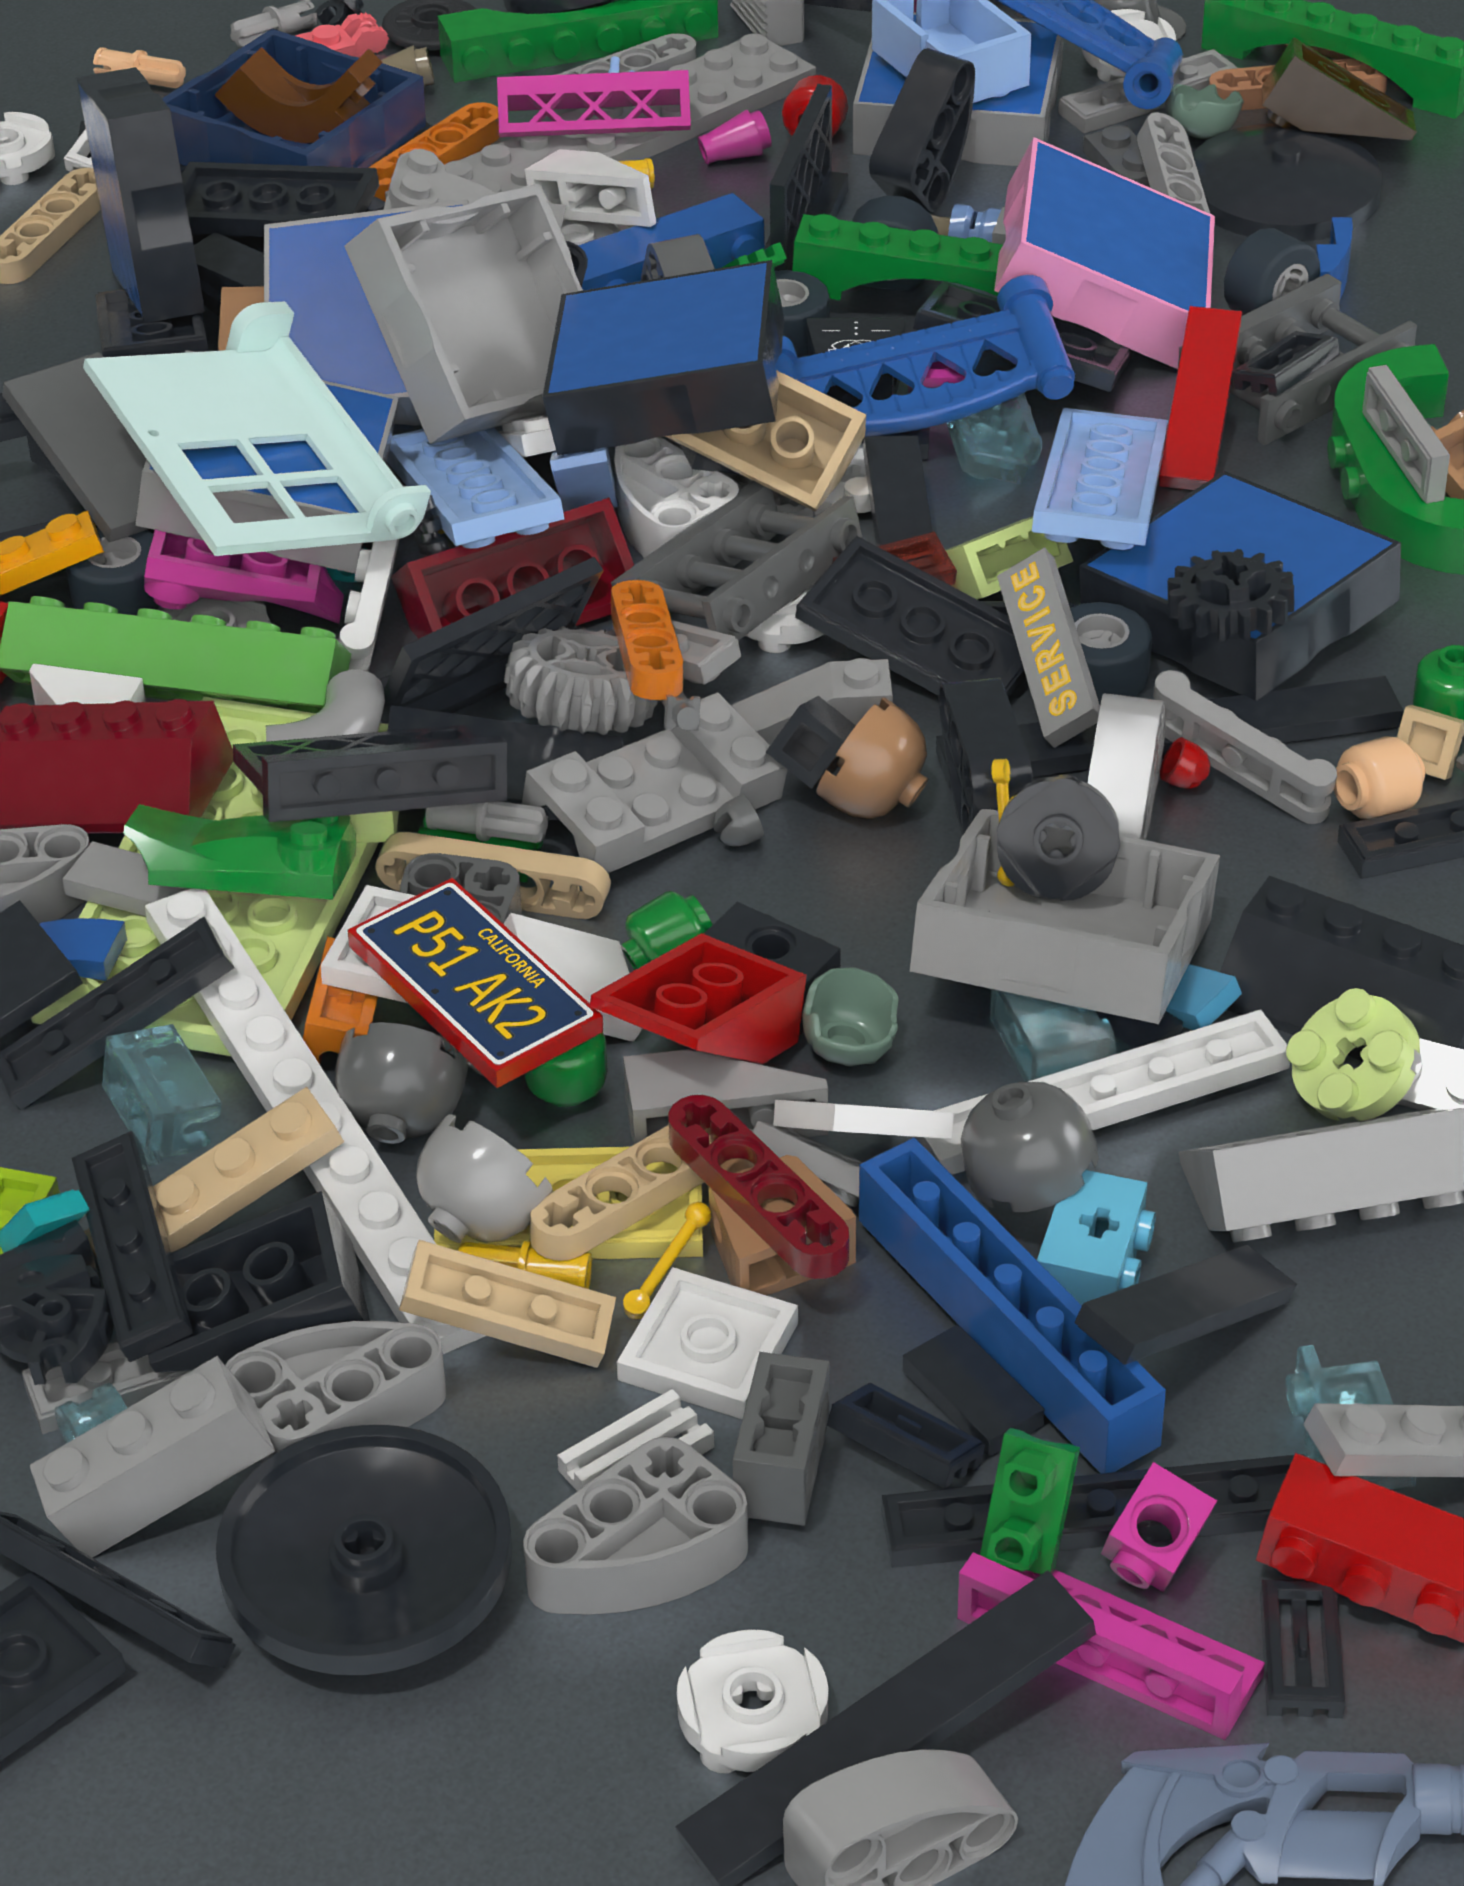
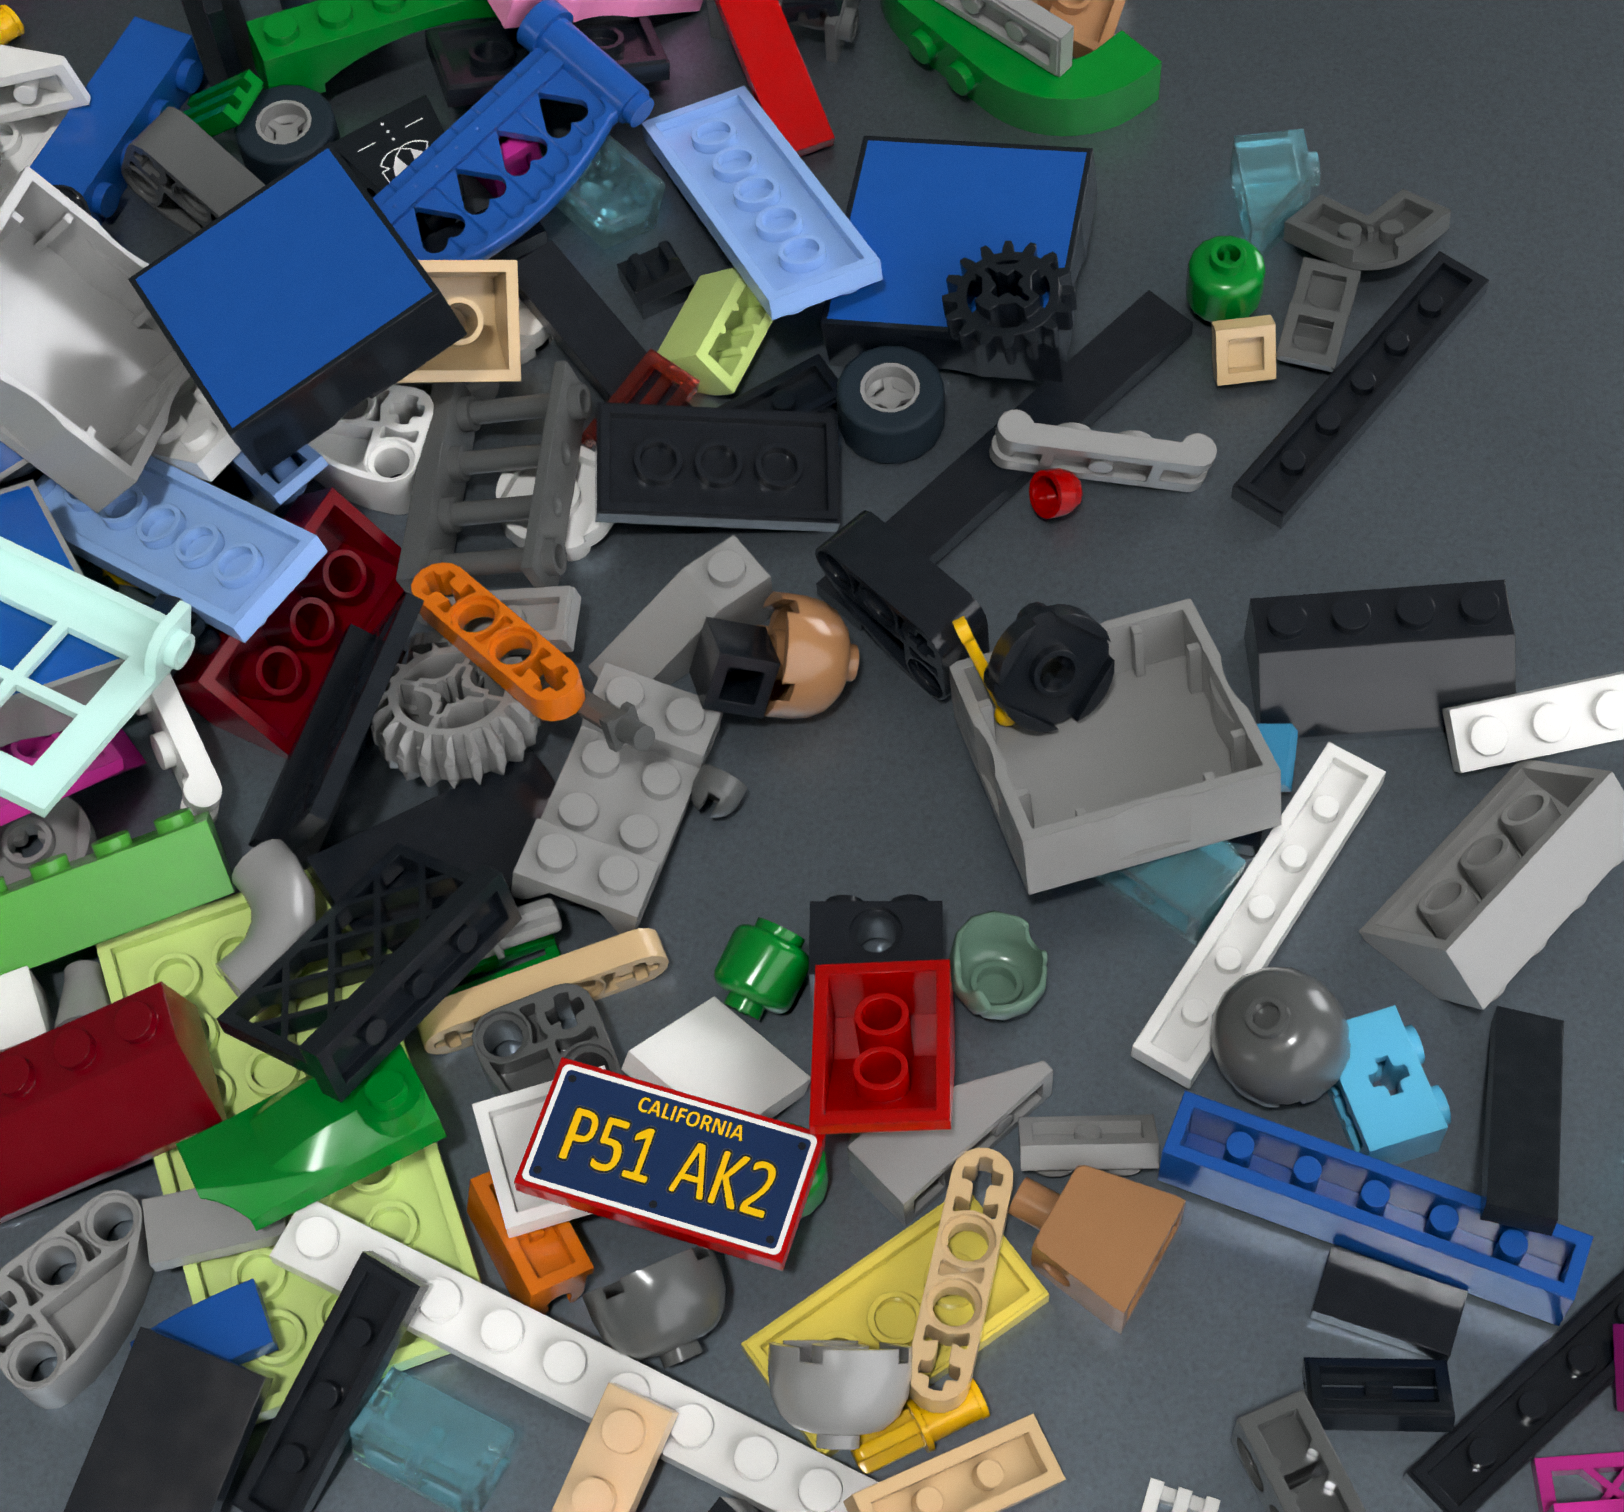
camera: 30 degrees left, 20 degrees up
(638, 1301) = (1038, 1394): yellow hinge -> none
(705, 1341) = (1134, 1400): white tile -> none
(766, 1180) = (1083, 1238): dark red beam -> none
(863, 1119) = (1114, 1090): white tile -> none
(987, 507) = (655, 279): none -> black tile
(1029, 1502) = (1566, 1429): green hips -> none
(1049, 647) = (862, 434): light grey tile -> none
(1129, 759) = (1032, 540): beam -> none
(1327, 1039) = (1485, 740): yellowish green plate -> none
(1379, 778) = (1238, 416): light nougat head -> none

